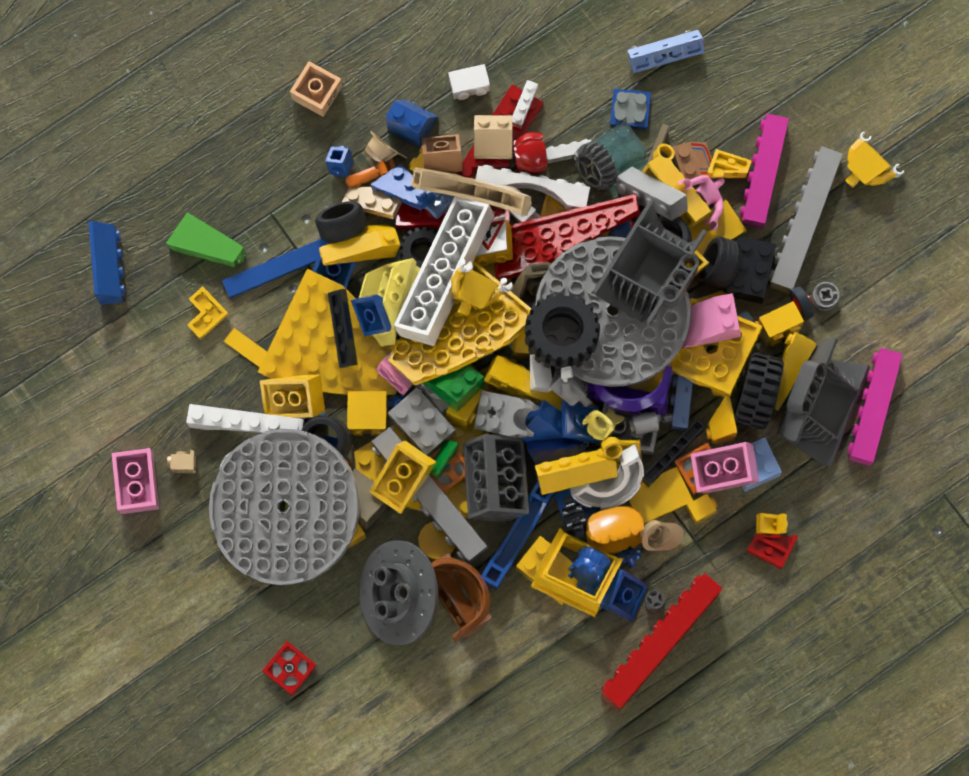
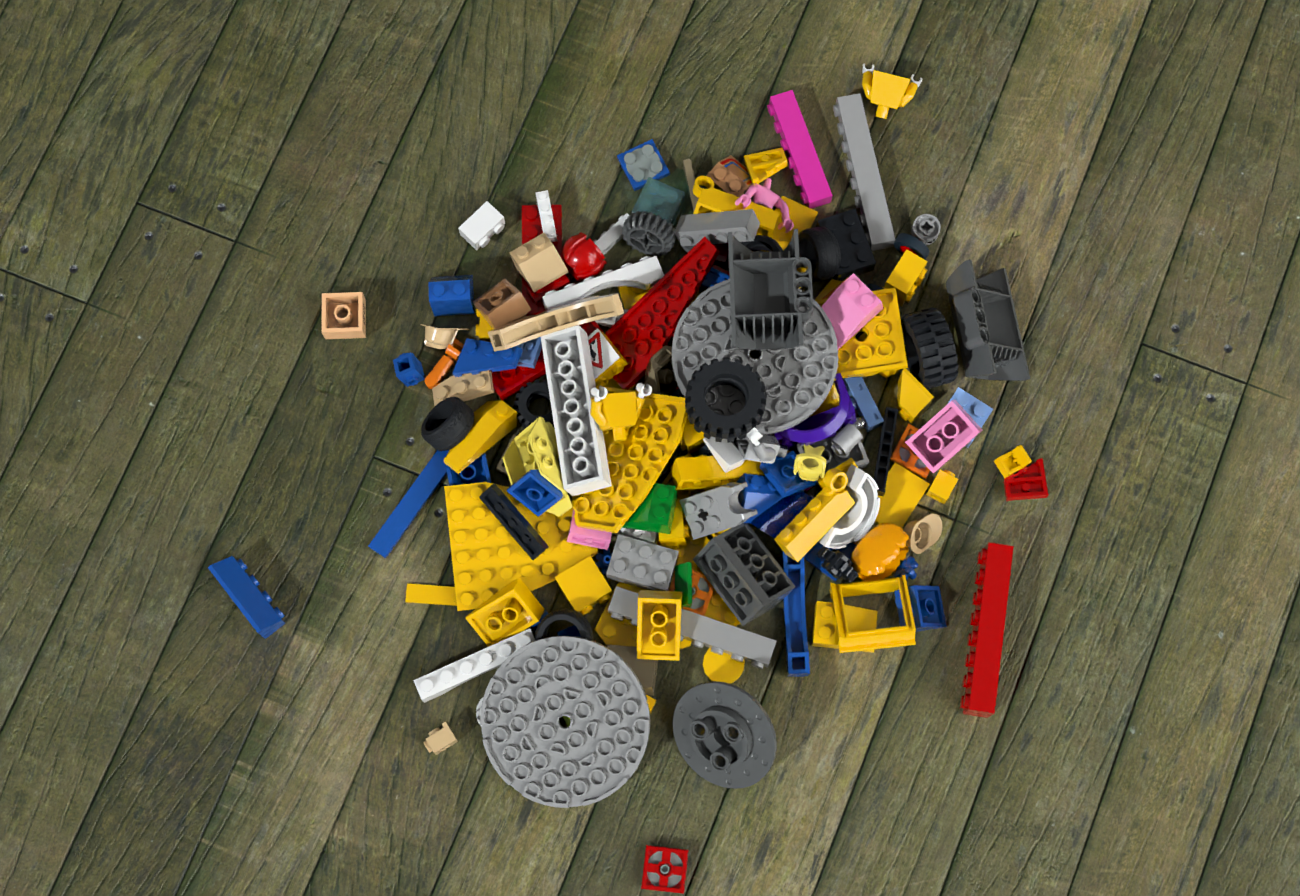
camera: 35 degrees left, 0 degrees up
(135, 481) = (407, 785): bright pink brick -> none
(205, 242) = (330, 519): bright green slope -> none
(211, 313) = (377, 583): yellow plate -> none
(459, 607) = (783, 712): dark orange piece -> none
(590, 568) = (881, 603): blue hair -> none
(656, 597) = (957, 592): dark grey wheel -> none
(665, 51) = (642, 94): medium blue piece -> none
(796, 351) = (939, 294): yellow wedge -> none
(875, 406) = (1033, 301): dark pink brick -> none

